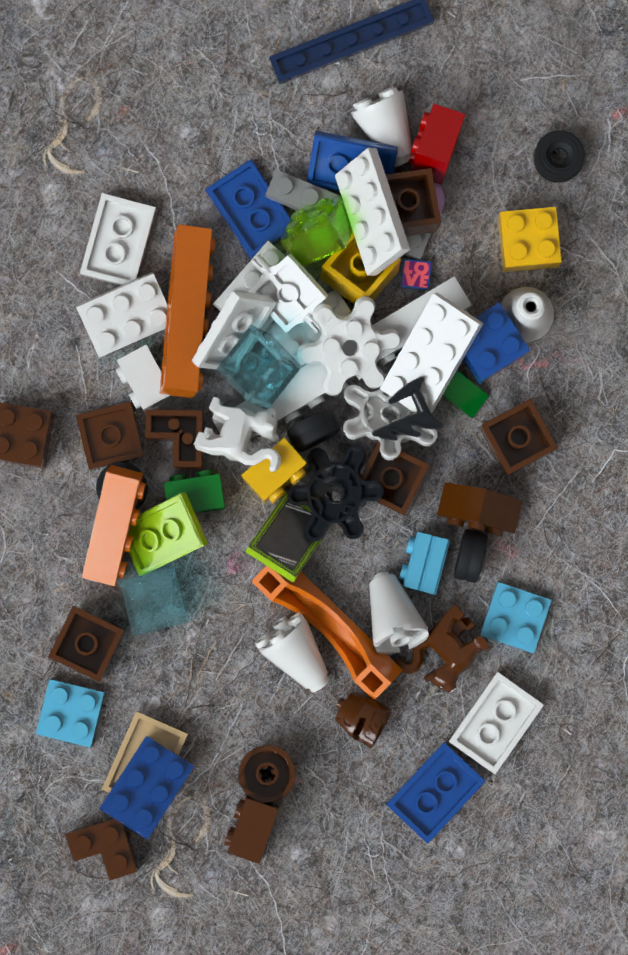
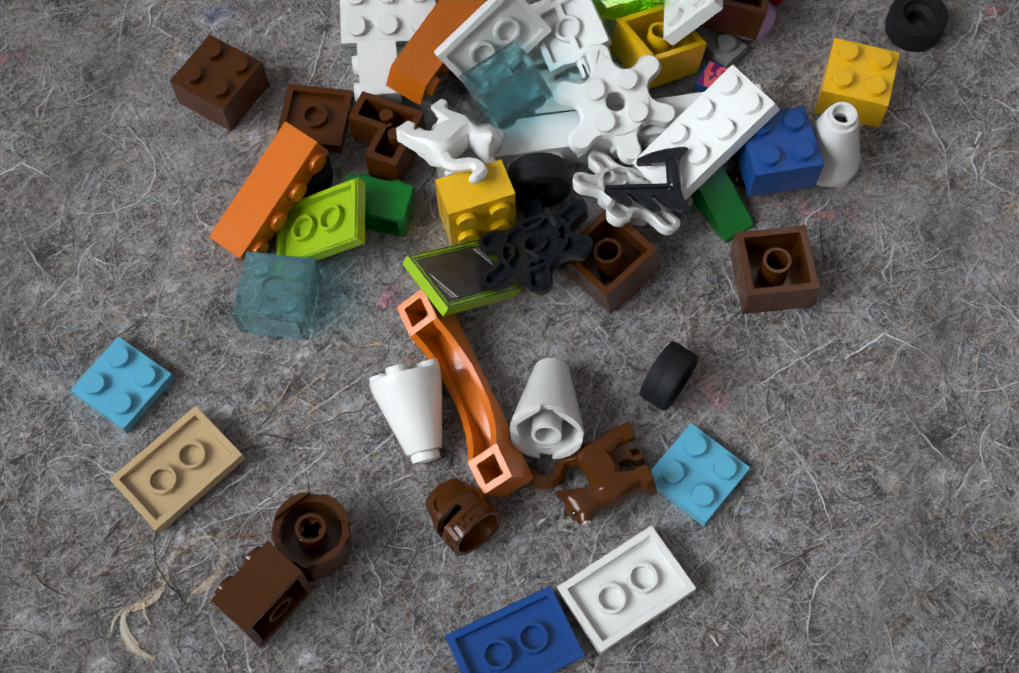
camera: 20 degrees right, 20 degrees down
(87, 643) = (178, 309): reddish brown brick -> none
(111, 841) = (84, 543): reddish brown brick -> none
(146, 787) = (158, 492): blue plate -> none
(425, 563) = (610, 368): medium azure brick -> none
(479, 509) = (702, 323): reddish brown brick -> none

